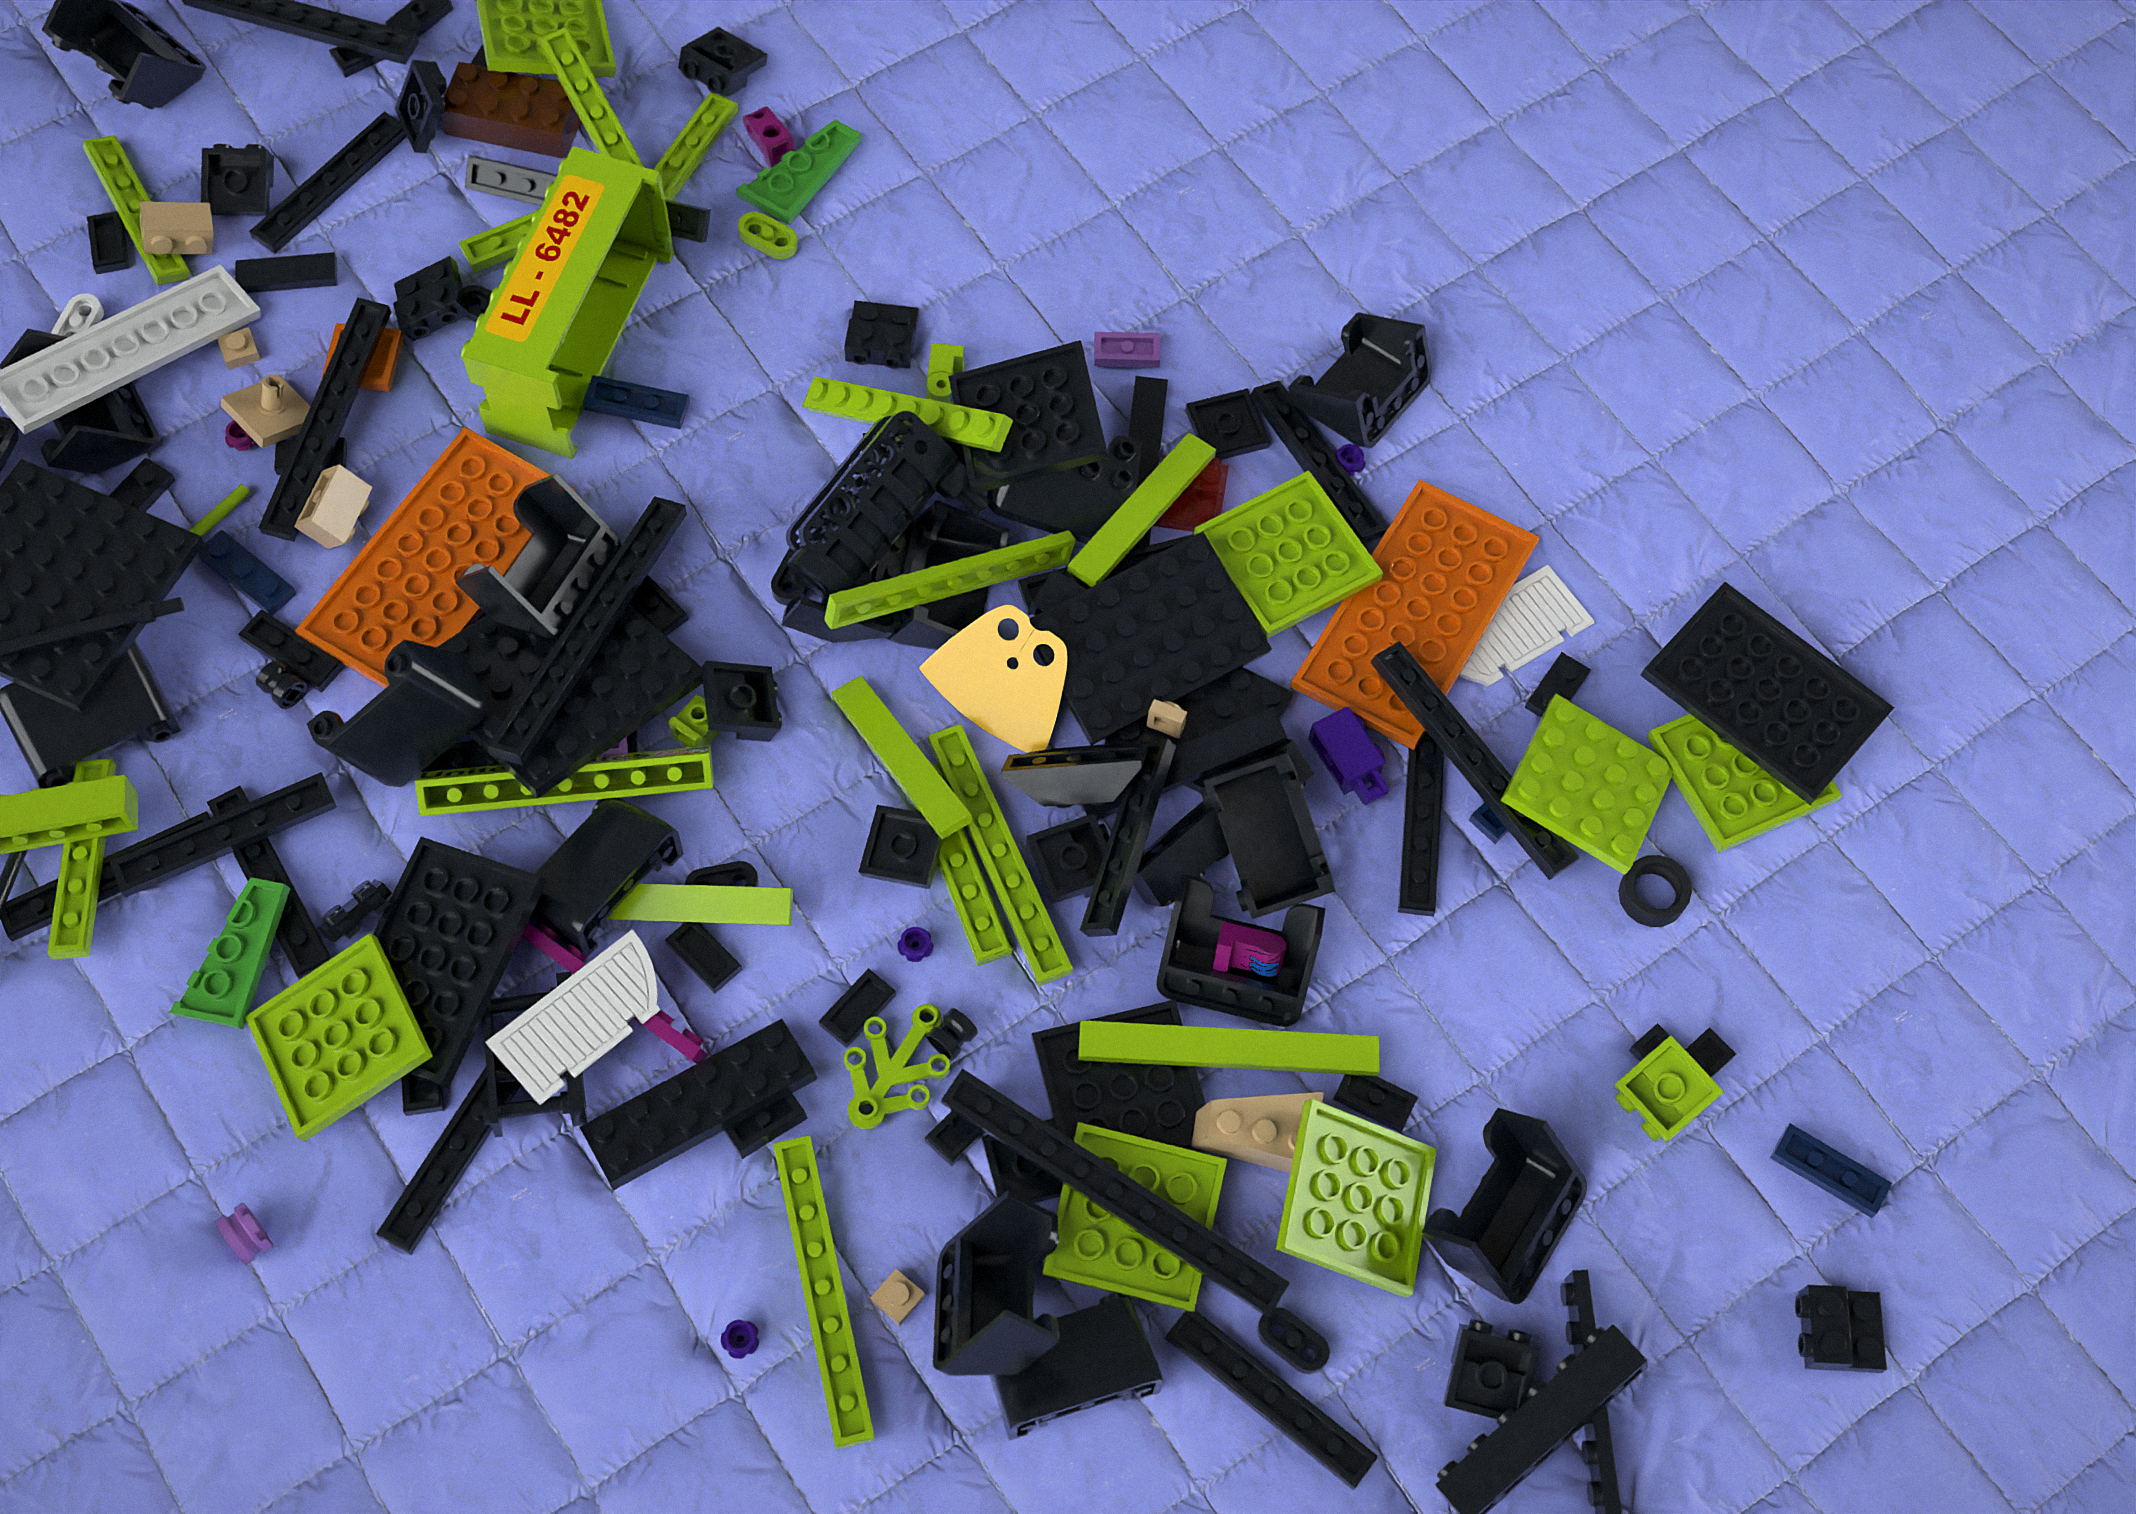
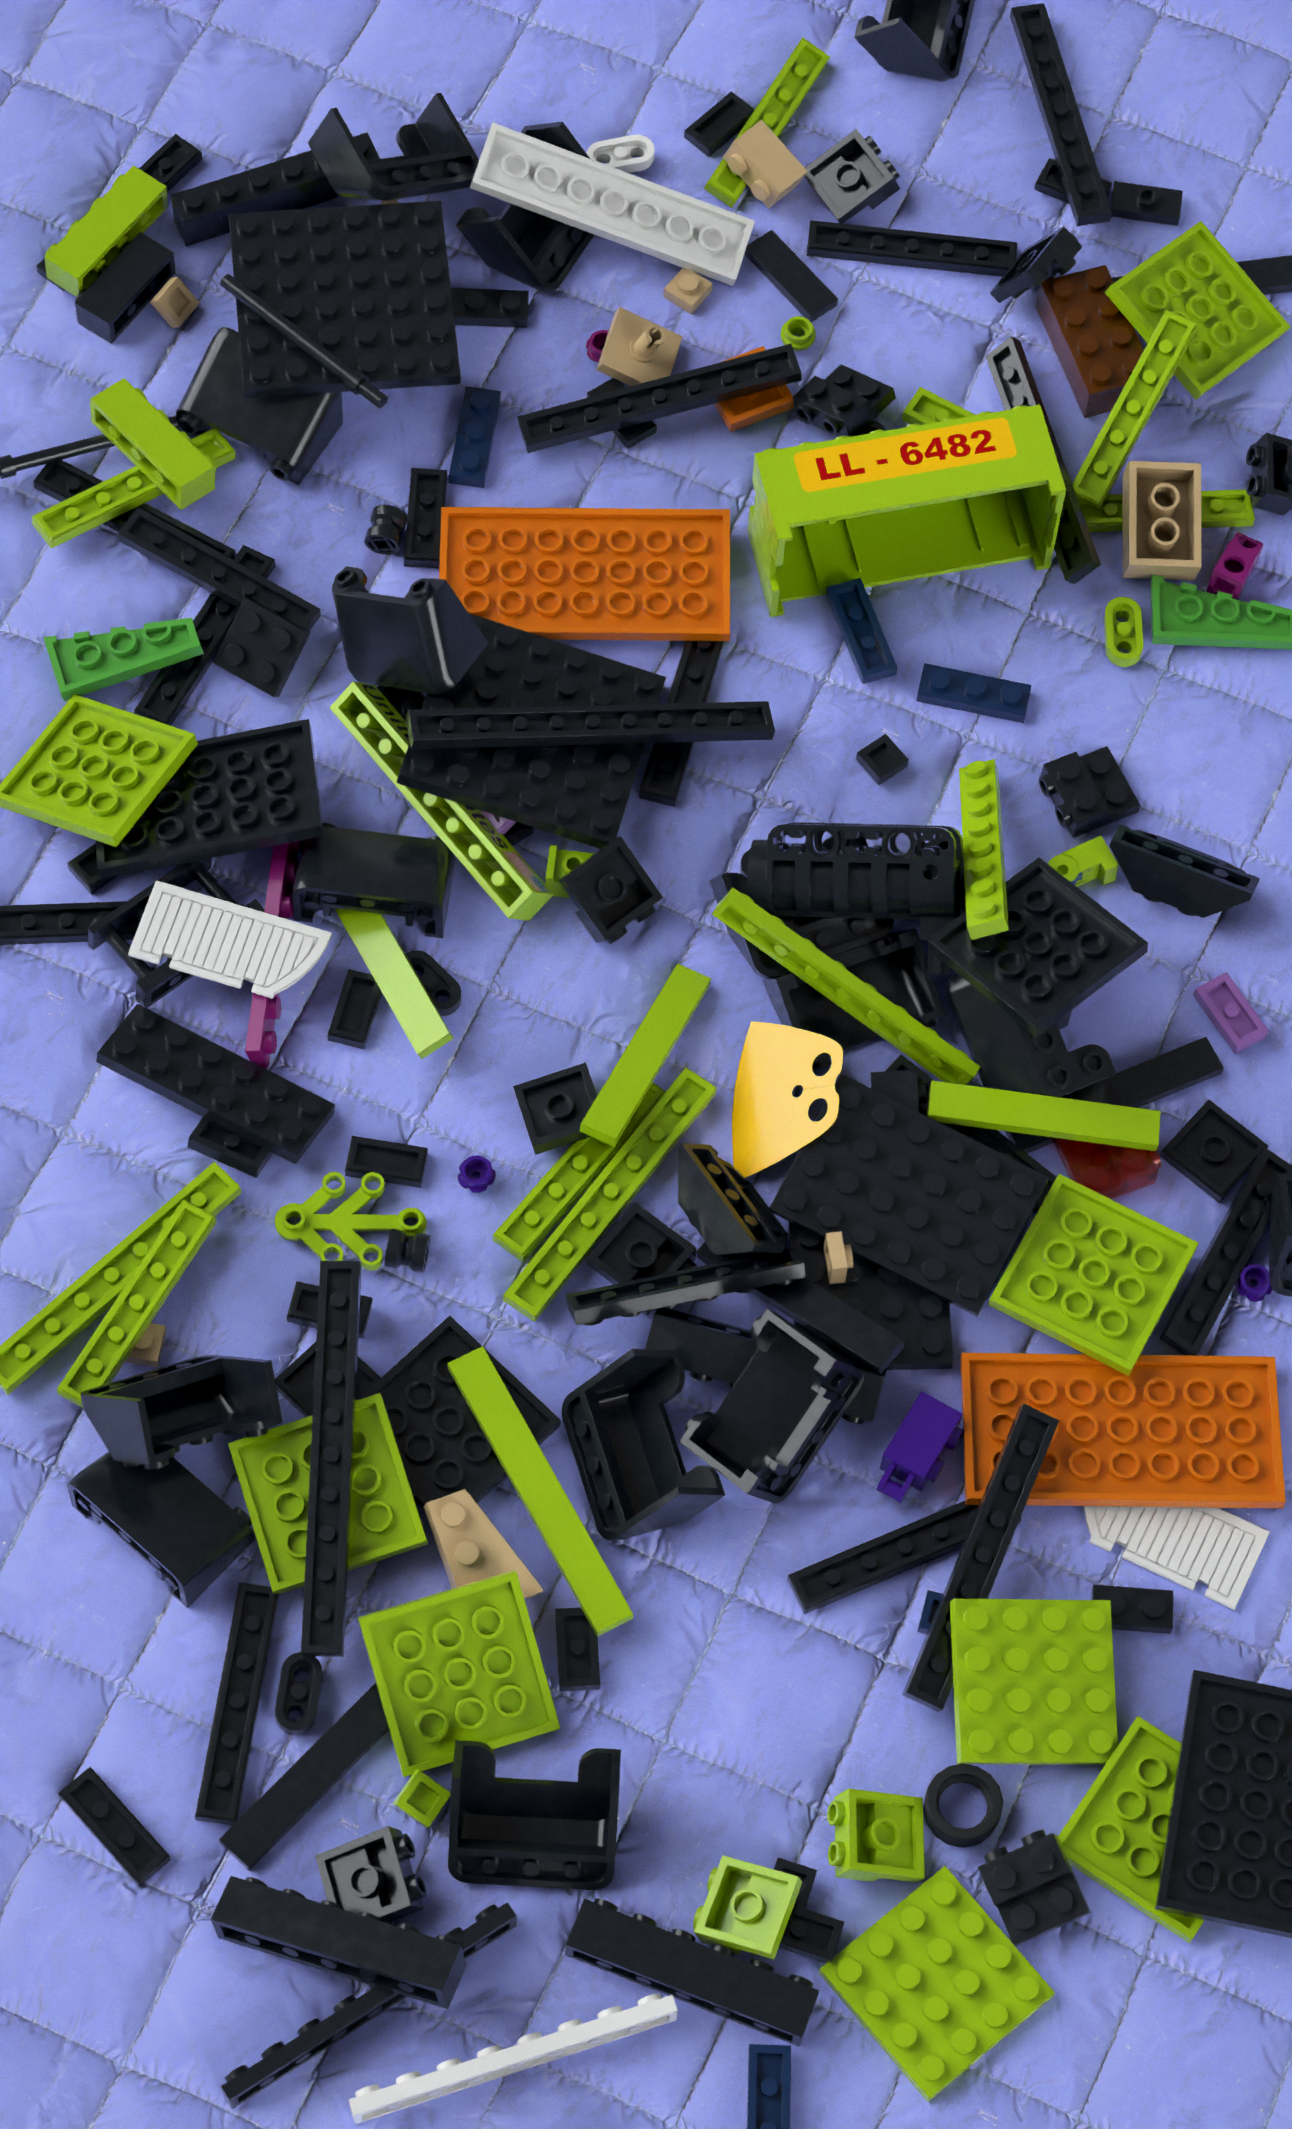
camera: 60 degrees right, 0 degrees up
(221, 510) = (507, 378): lime bar -> none
(319, 839) = (261, 647): none -> black plate
(334, 507) = (578, 461): tan brick -> none
(339, 290) = (801, 326): none -> lime plate
(343, 920) = (228, 717): black plate -> none
(552, 569) = (627, 662): black windscreen -> none
(701, 152) = (1161, 520): none -> tan brick
(740, 1328) = (30, 1228): dark purple plate -> none
(744, 361) = (973, 693): none -> dark blue plate
(757, 451) = (882, 759): none -> black plate
(868, 1281) = (138, 1301): none -> lime tile
(1001, 311) = (1179, 874): none -> black wedge
(1249, 950) = (647, 1454): magenta leg -> none
(1370, 1374) = (307, 1780): none -> black tile
(1439, 1291) = (422, 1798): none -> lime plate
(1651, 965) = (877, 1836): none -> lime plate
(1691, 1164) = (692, 1971): none -> black brick
(1695, 1356) = (498, 2062): none -> white plate
(1749, 878) = (1033, 1887): none -> black plate
(1783, 992) = (936, 1983): none -> lime plate

